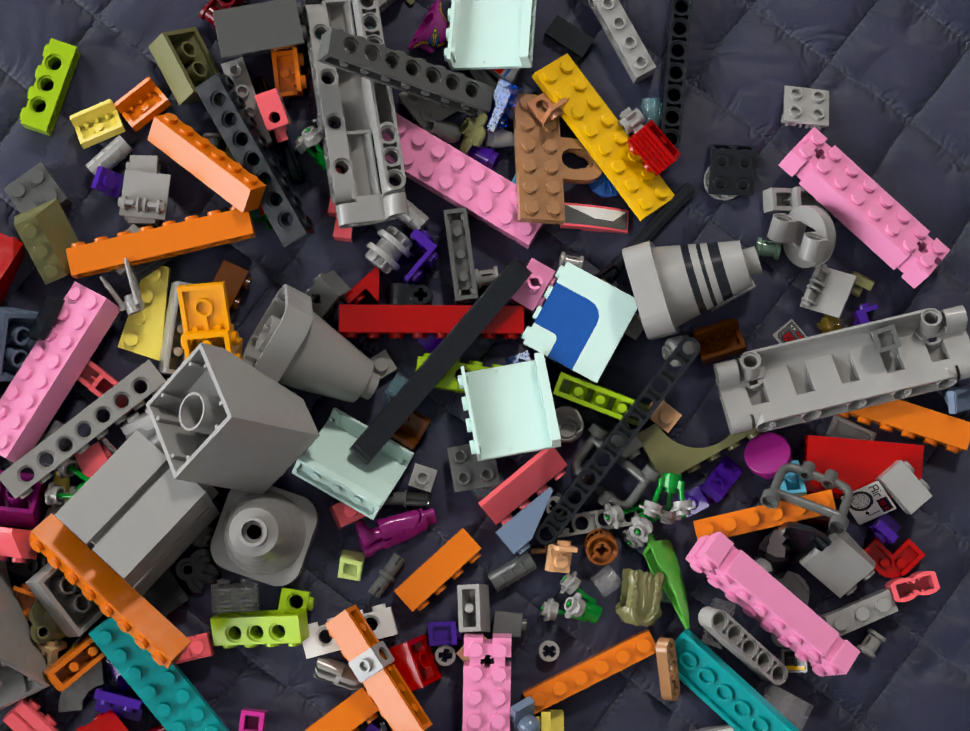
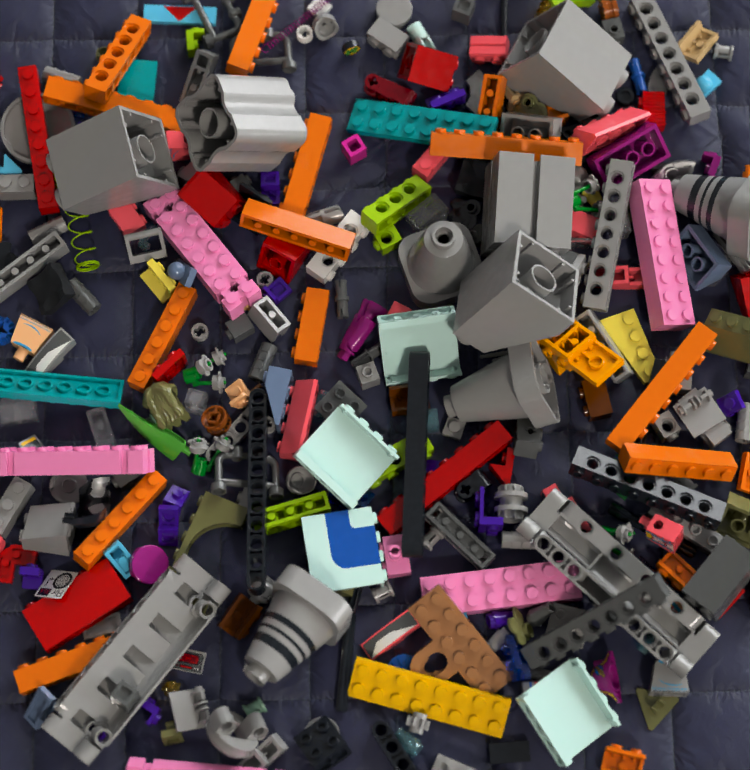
camera: 145 degrees right, 10 degrees down
(45, 318) = (692, 284): black tile -> none
(133, 302) = (646, 340): light grey plant -> none
(181, 200) = (666, 418): none -> light grey brick
(351, 565) = (370, 289): yellowish green slope -> none
(371, 661) = (307, 229): bracket -> none
(554, 110) = (475, 681): nougat bracket -> none
(618, 632) = (171, 367): none -> red plate
(653, 148) = (387, 711): red brick -> none
(664, 416) = (237, 539): light nougat bracket -> none
(667, 669) = (112, 375): medium nougat beam -> none
(668, 513) = (187, 475): plant -> none
(743, 645) = (81, 423): light grey beam -> none
(838, 519) = (113, 568): dark grey bar -> none
(904, 486) = (39, 609): light grey brick -> none

